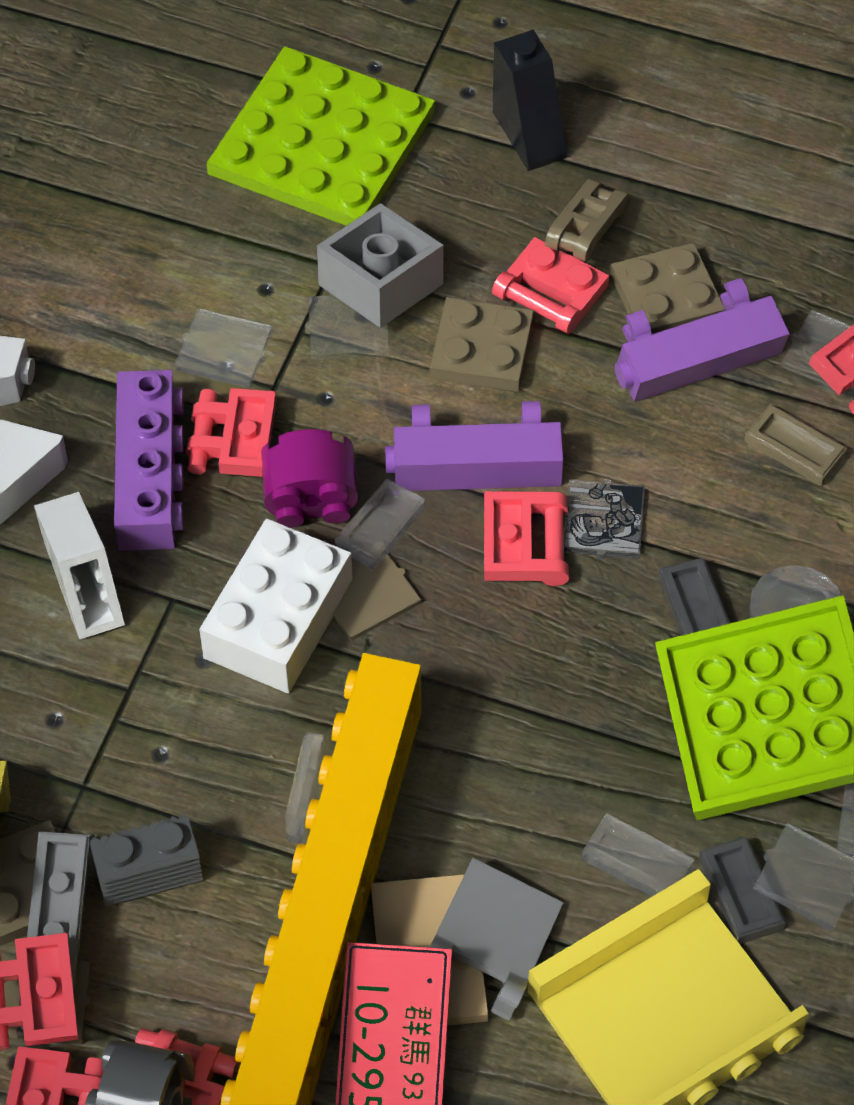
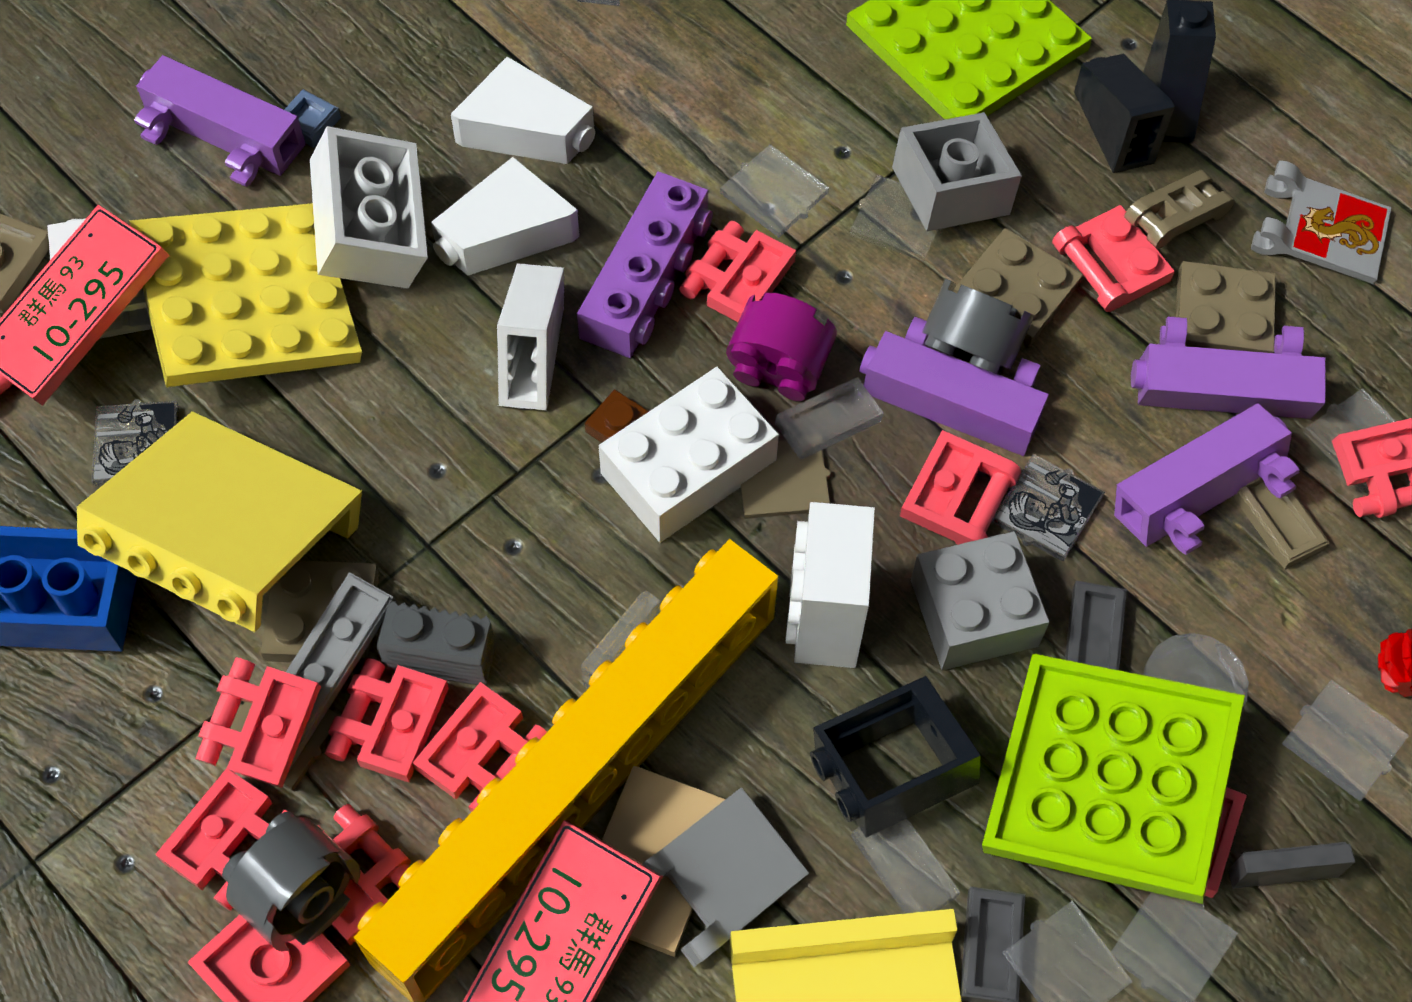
camera: 25 degrees right, 5 degrees up
(150, 943) = (400, 726): none -> coral plate
(192, 605) = (613, 416): none -> reddish brown plate
(218, 927) = (469, 741): none -> coral plate
(466, 655) = (830, 584): none -> white brick
(471, 390) = (976, 325): none -> dark grey brick
(496, 153) = (1123, 110): none -> black slope
(588, 619) = (978, 600): none -> light grey brick
(607, 733) = (909, 704): none -> black window
(712, 185) = (1324, 225): none -> light grey flag
(720, 434) = (1204, 474): none -> medium lavender brick

